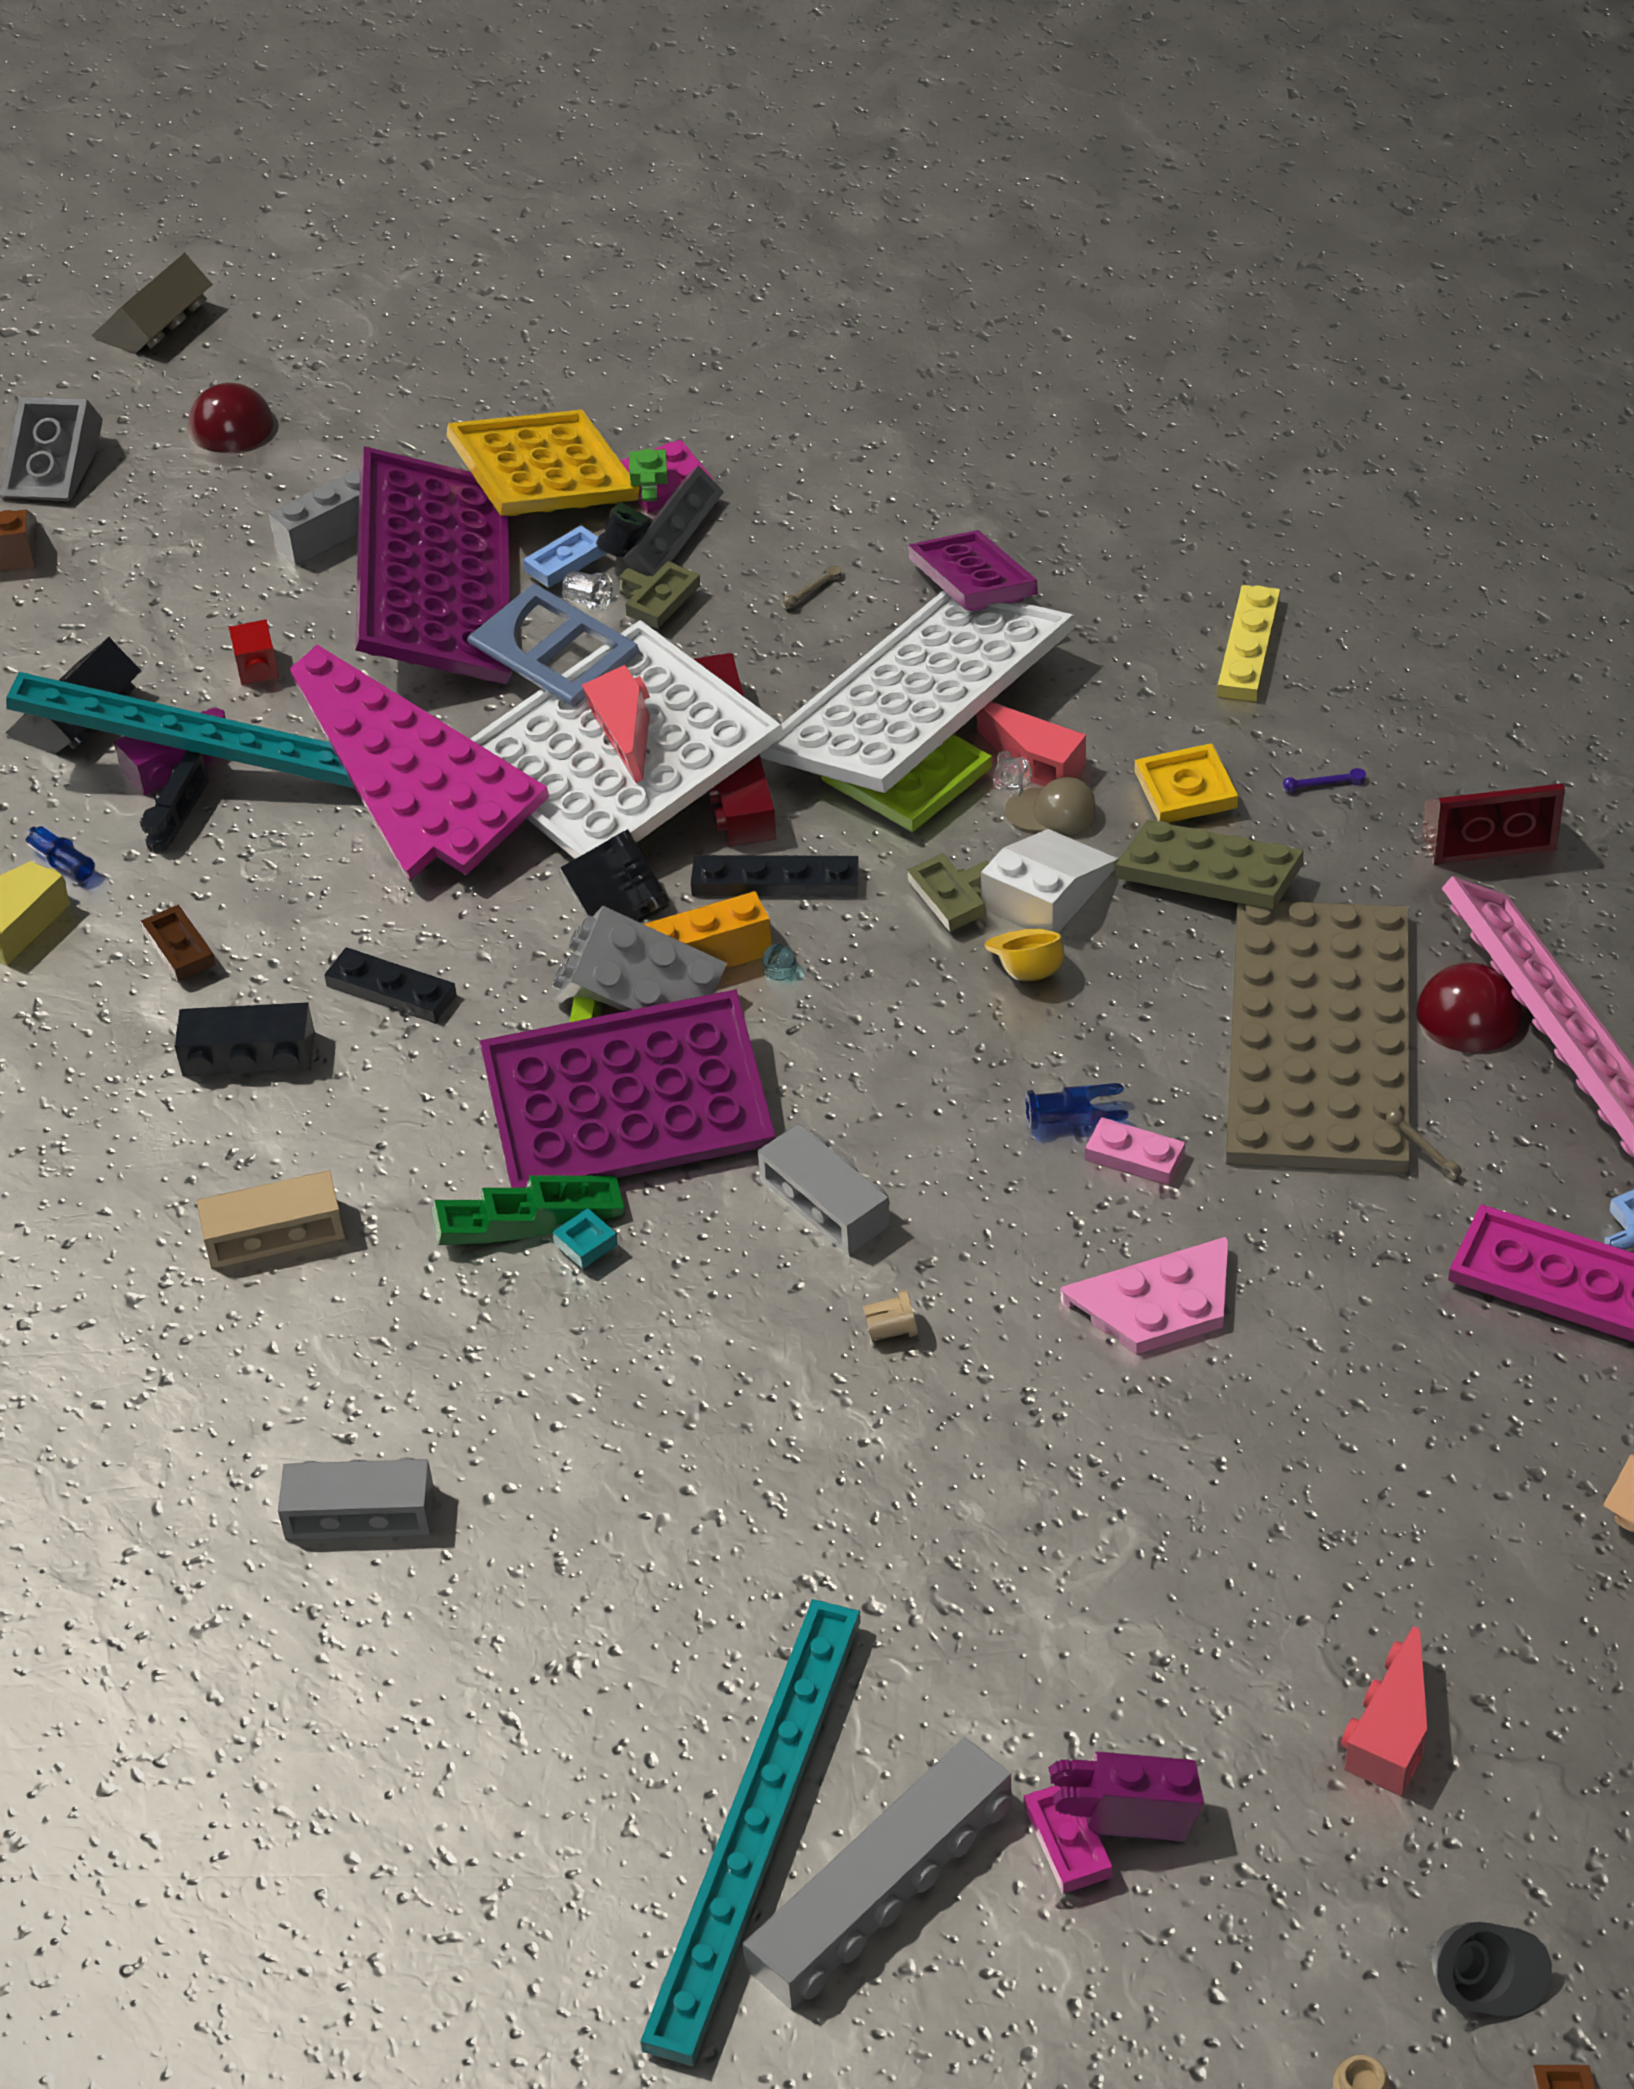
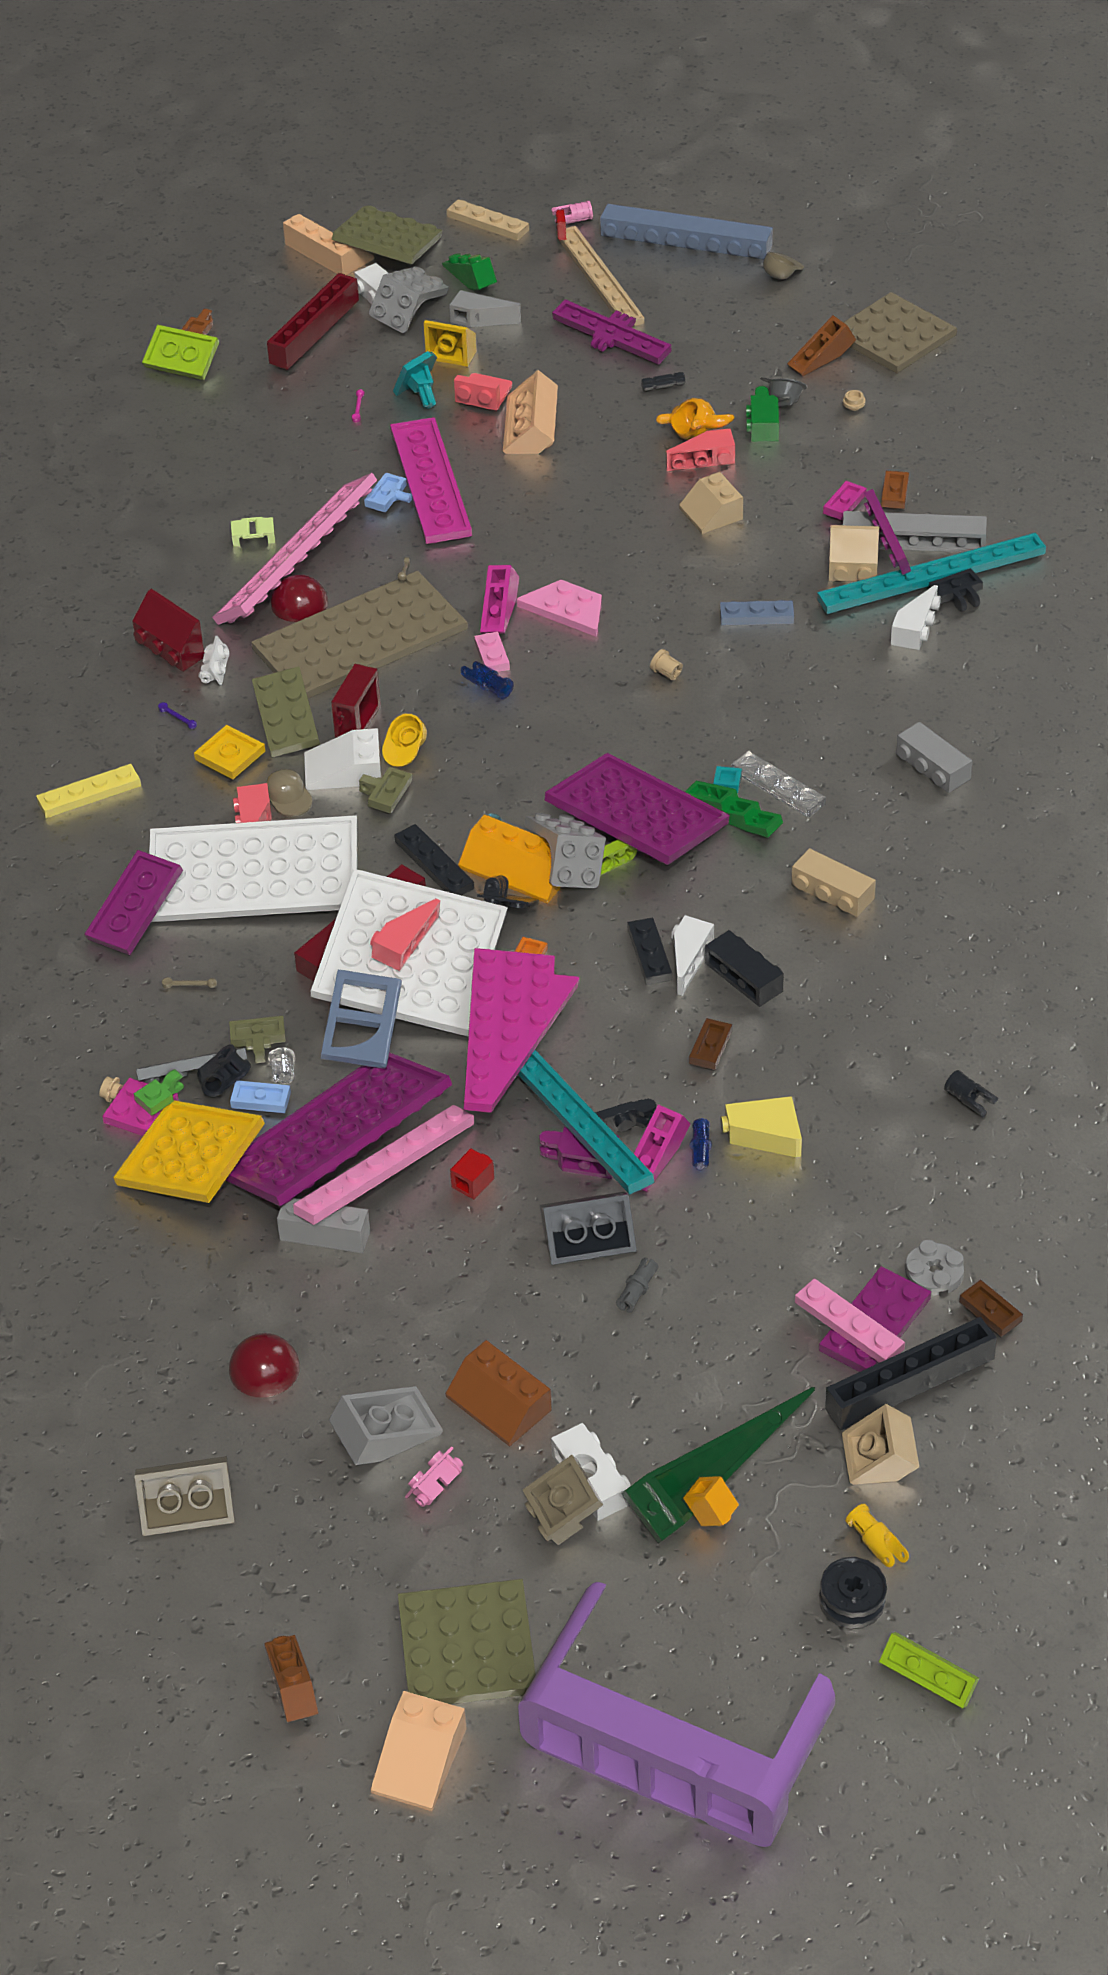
camera: 130 degrees left, 0 degrees up
(98, 811) = (661, 1140): none -> dark pink slope
(333, 557) = (383, 1164): none -> bright pink plate
(338, 1006) = (689, 949): none -> white slope
(520, 880) = (532, 946): none -> orange tile
(522, 1299) = (779, 784): none -> clear plate
(657, 1688) = (912, 620): none -> white slope
(688, 1829) = (957, 586): none -> black hinge
(713, 460) = (110, 1088): none -> tan plate
(824, 1188) = (618, 722): light grey brick -> none
(874, 1768) = (889, 539): none -> magenta plate
(889, 1715) = (853, 552): none -> tan slope
(908, 1521) = (757, 612): none -> sand blue plate
(1012, 774) = (280, 810): clear plate -> none
(1027, 1939) = (895, 489): none -> dark orange plate
(1130, 1794) = (816, 480): magenta hinge -> none
(1135, 917) = (356, 700): none -> dark red window
(1229, 1636) = (712, 503): none -> tan slope
(1244, 1210) = (499, 598): none -> dark pink slope
(1396, 854) = (214, 662): none -> white hinge
(1425, 1879) = (763, 415): none -> green hinge
(1493, 1749) = (694, 418): none -> light orange piece

